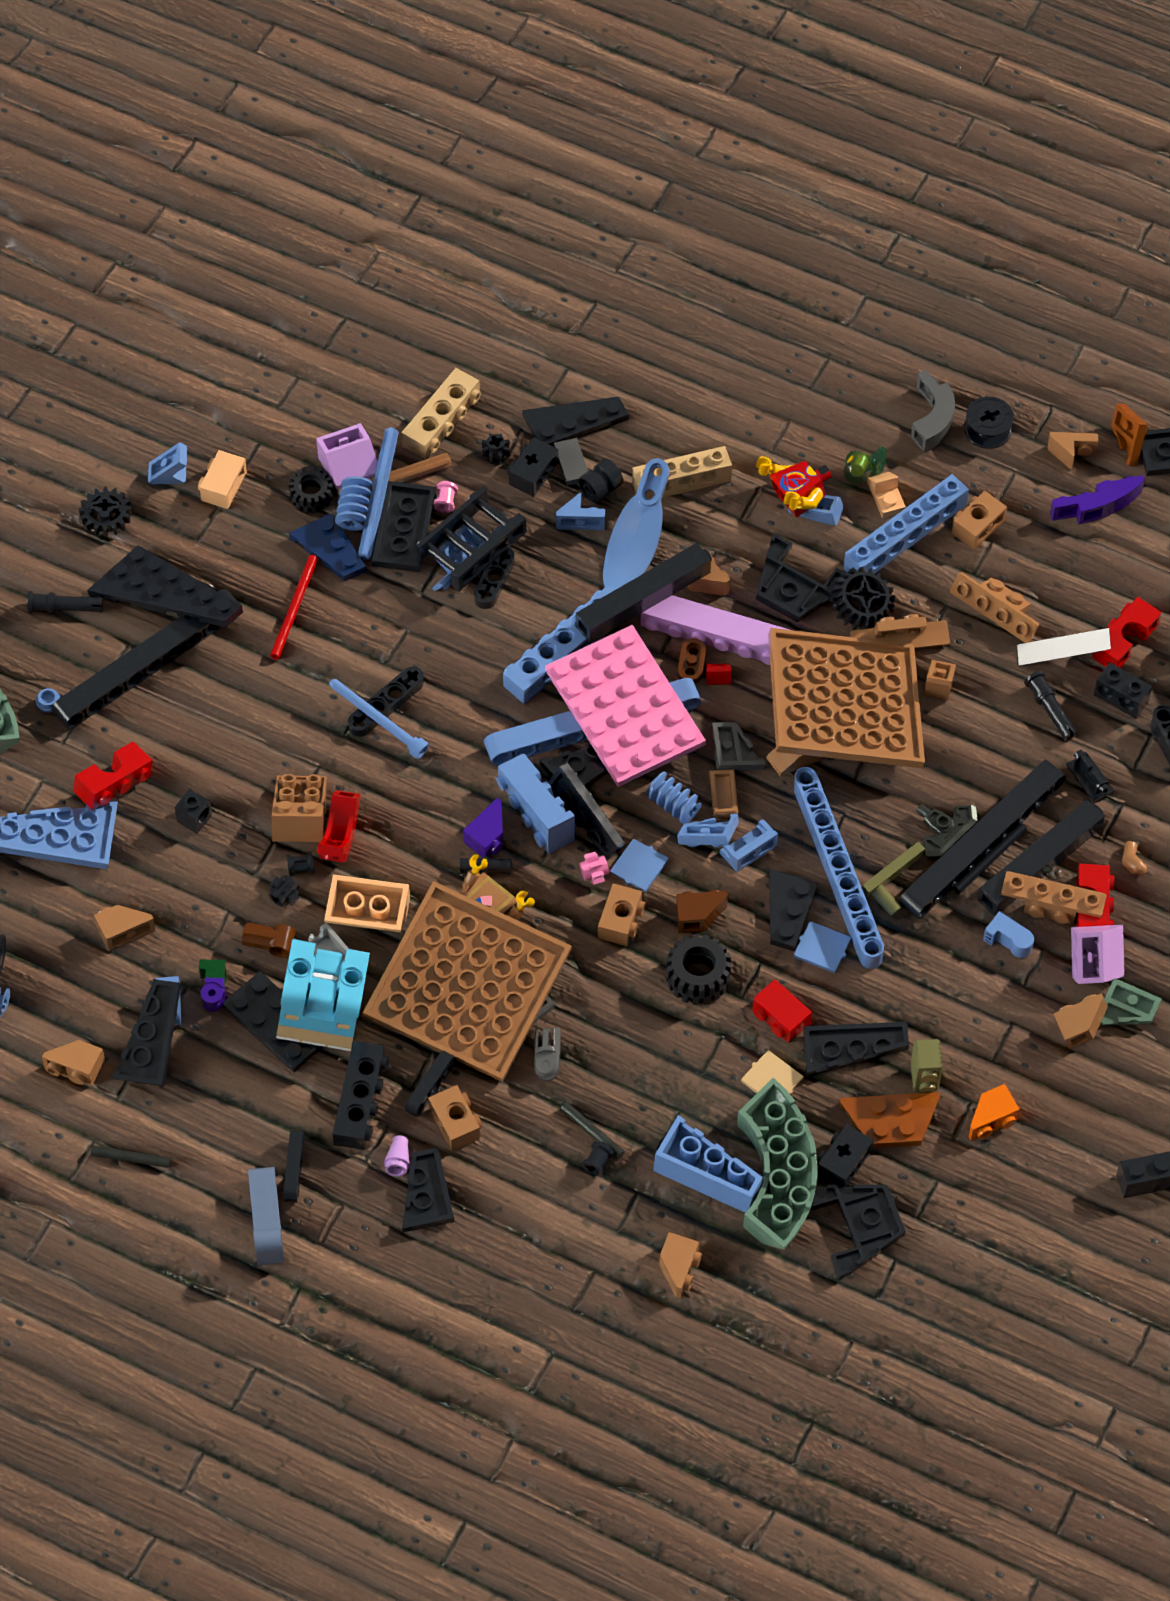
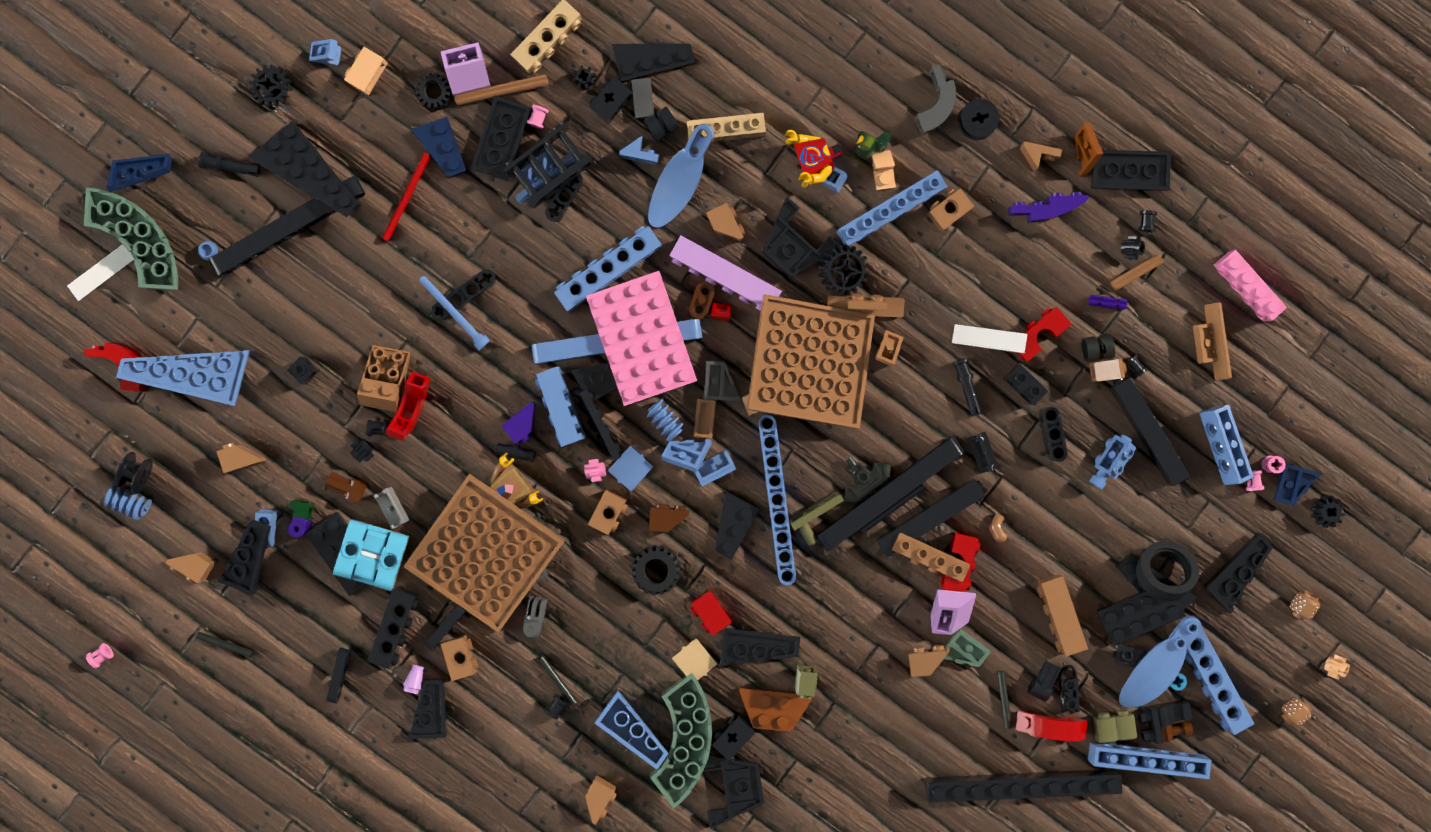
camera: 10 degrees right, 30 degrees up
(99, 787) = (261, 325): red arch -> none
(265, 1216) = (312, 714): sand blue beam -> none
(351, 503) = (462, 114): medium blue piece -> none
(367, 903) = (420, 478): light nougat slope -> none
(378, 493) = (484, 106): medium blue axle -> none
(643, 592) = (674, 242): black brick -> none
(822, 947) = (752, 560): medium blue piece -> none
(994, 1111) = (846, 719): orange slope -> none
(997, 604) = (948, 288): medium nougat bracket -> none
(1010, 935) = (896, 581): medium blue leg -> none

